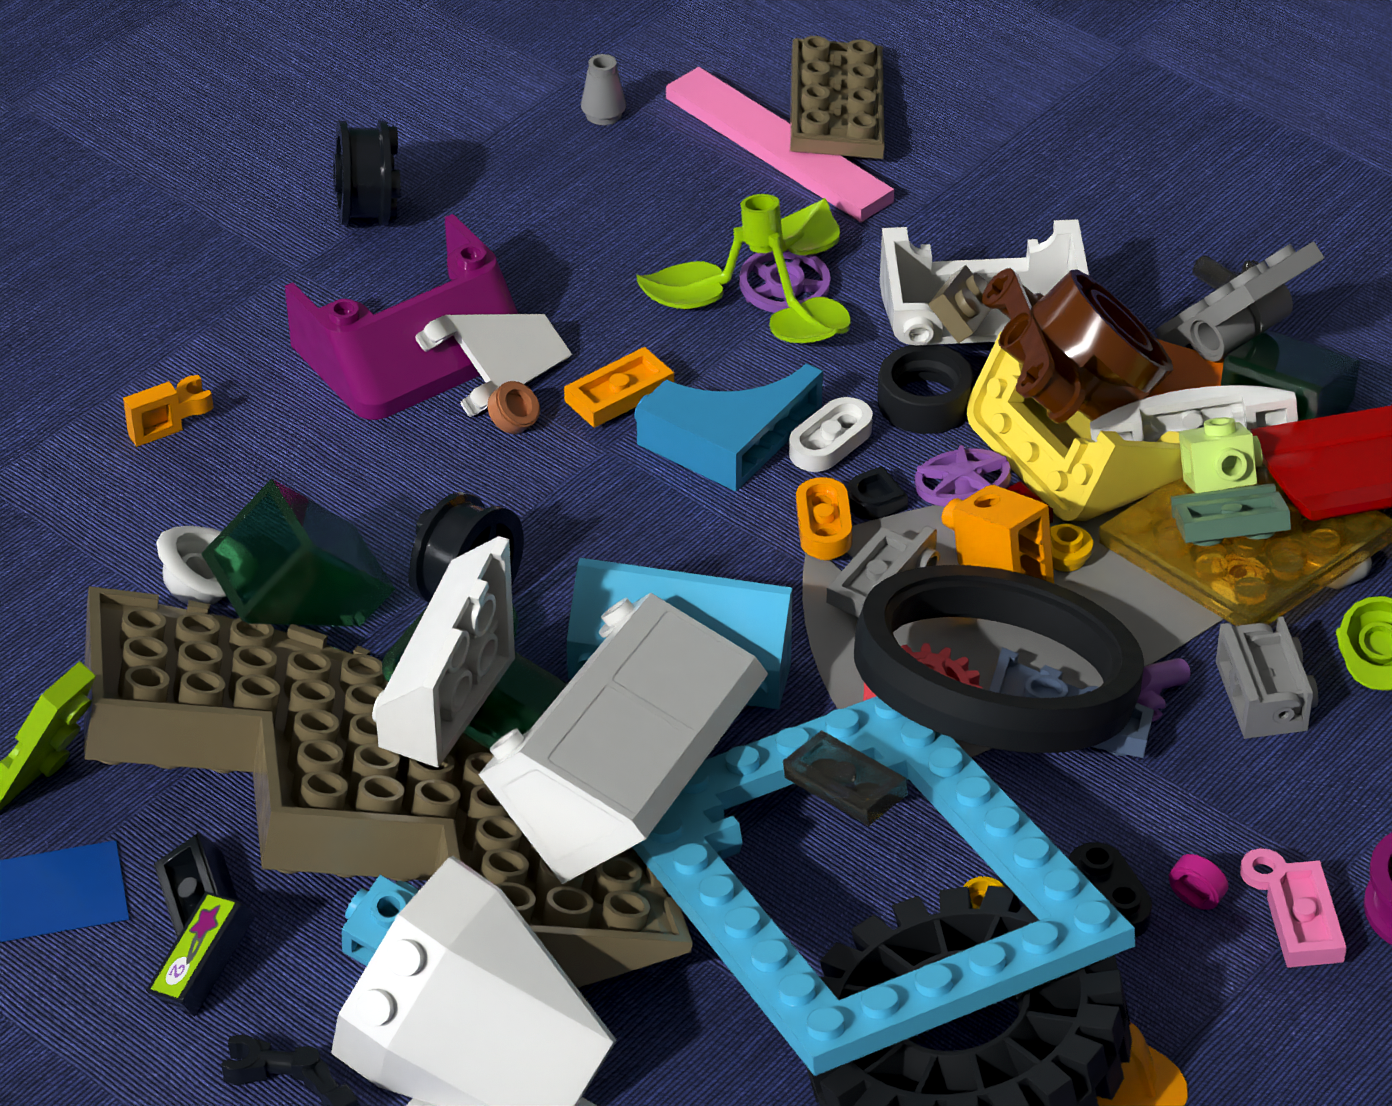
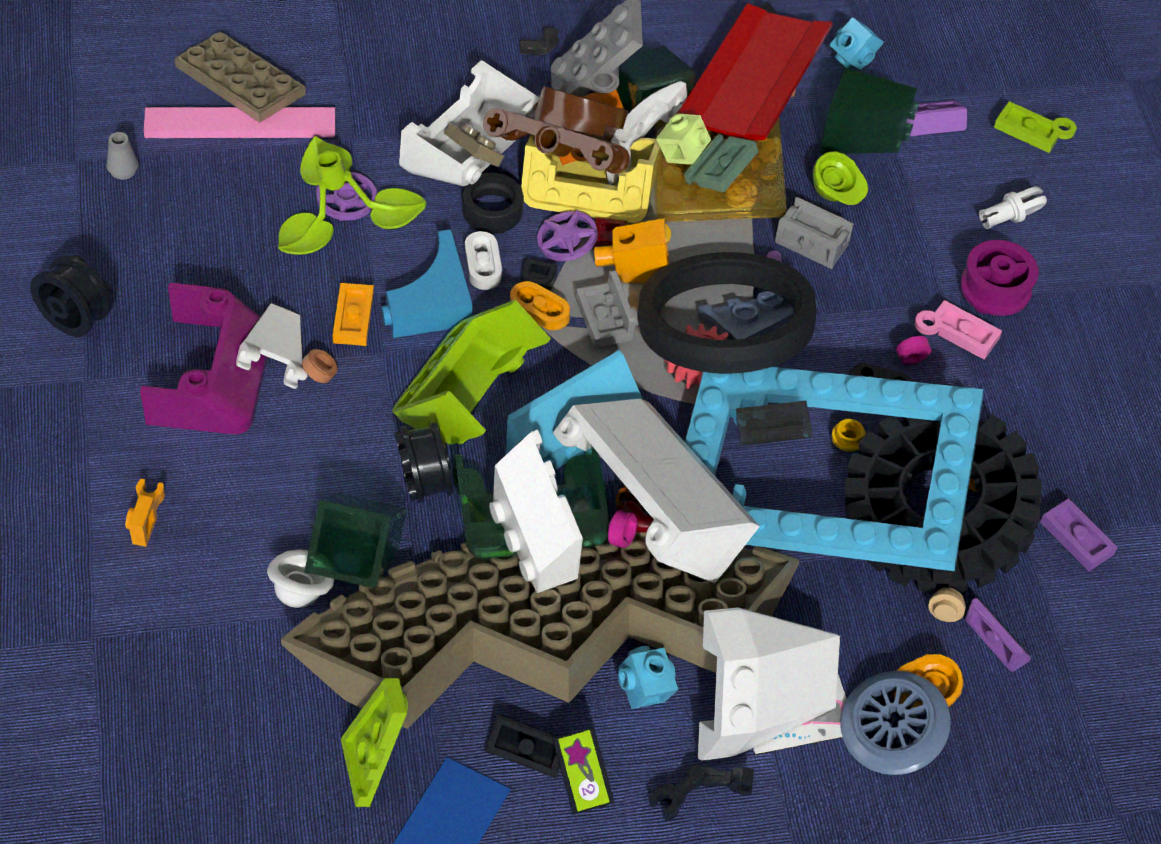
camera: 55 degrees left, 10 degrees up
(636, 519) = (465, 369): none -> lime windscreen

